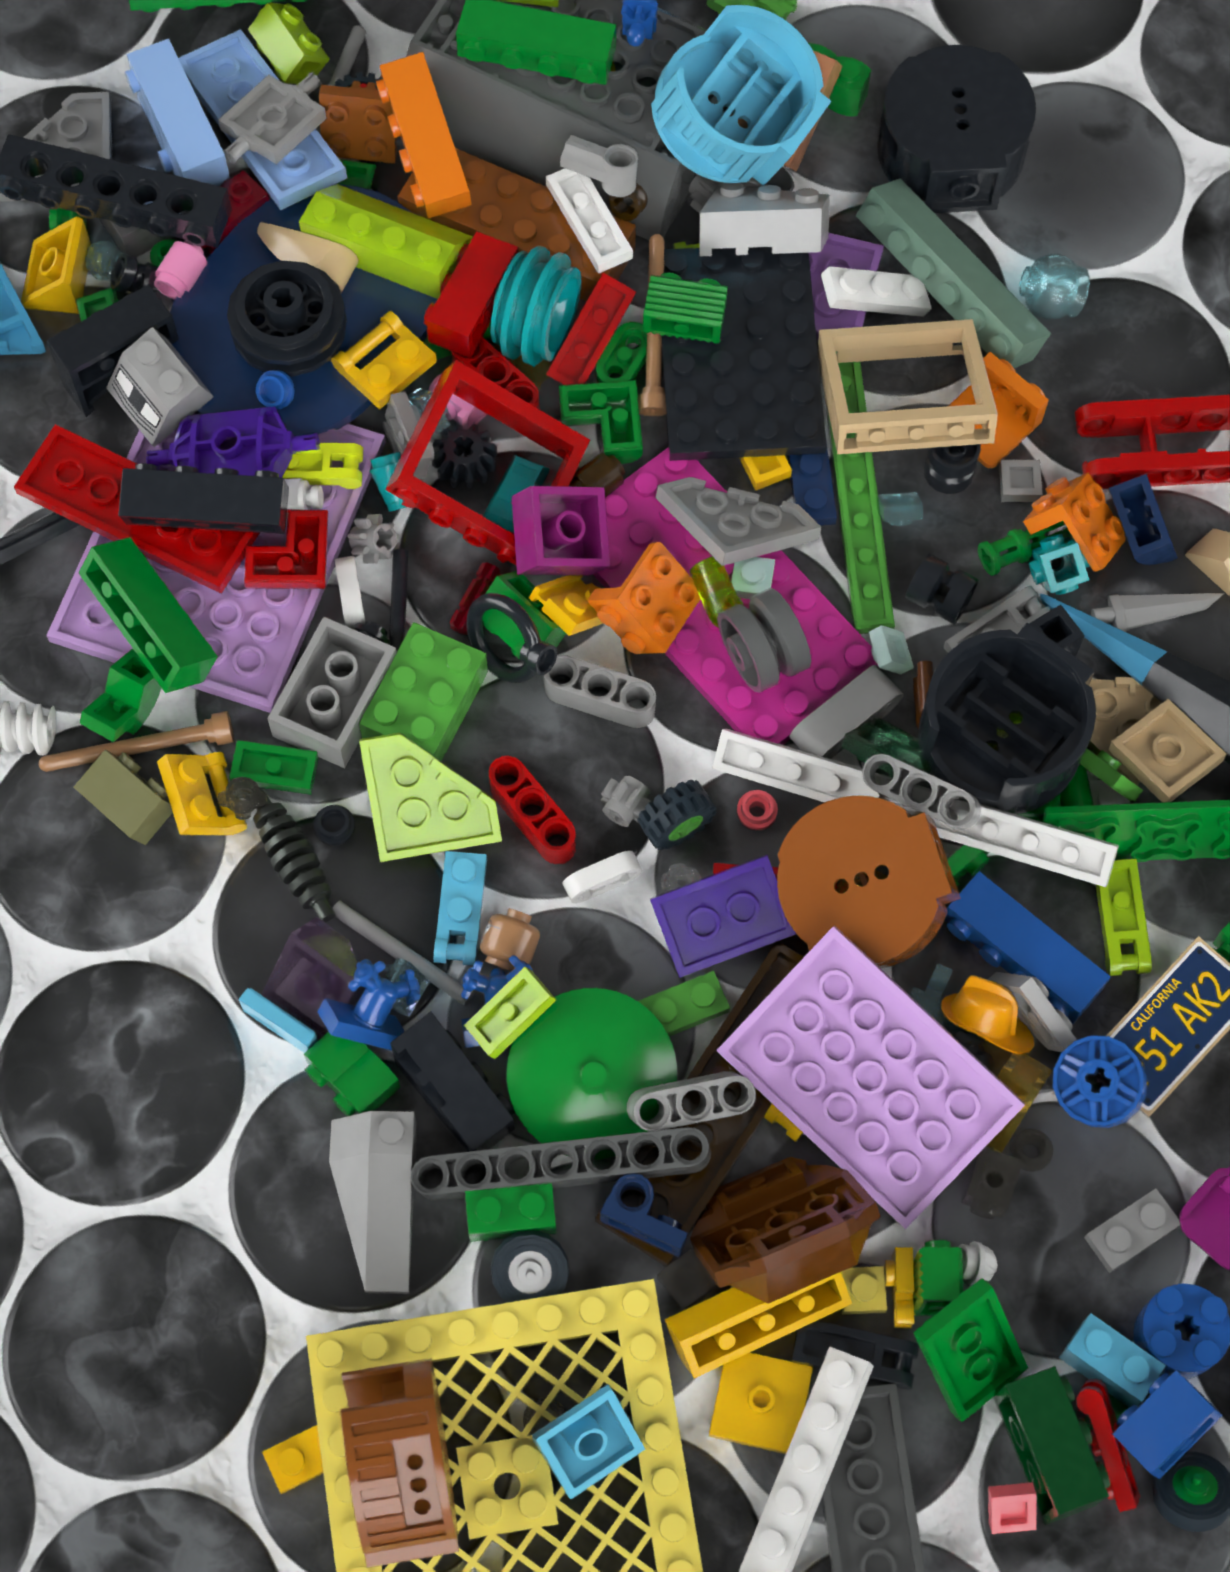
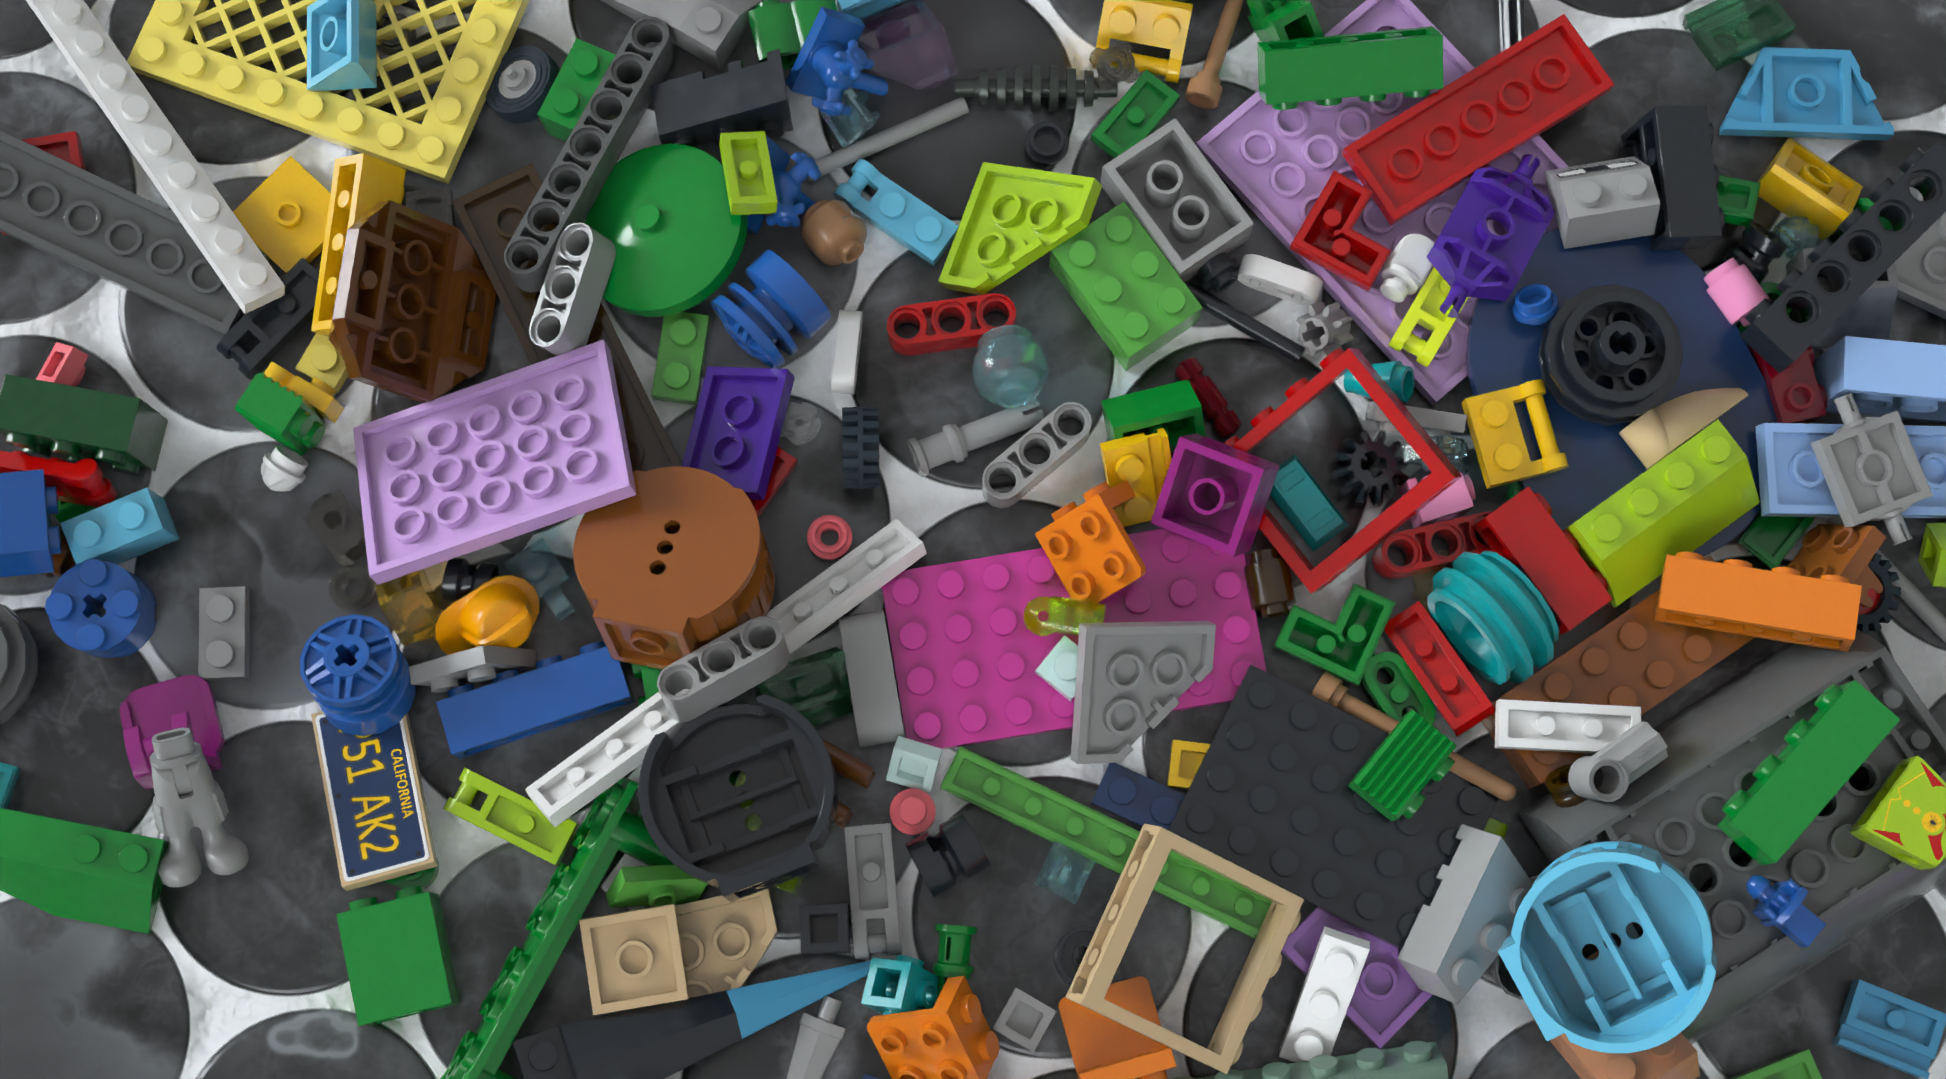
camera: 120 degrees right, 10 degrees up
(204, 499) = (1438, 167): black brick -> none
(536, 654) = (1108, 392): black piece -> none
(545, 740) = (1009, 366): none -> clear light blue piece
(608, 942) = (773, 308): none -> blue wheel
(624, 800) = (907, 413): light grey gear -> none
(625, 756) = (956, 441): none -> light grey pin
(660, 1232) = (495, 186): dark blue plate -> none
(764, 640) = (979, 621): dark grey wheel -> none
(924, 635) = (912, 811): none -> coral plate
(971, 1349) = (199, 399): green plate -> none

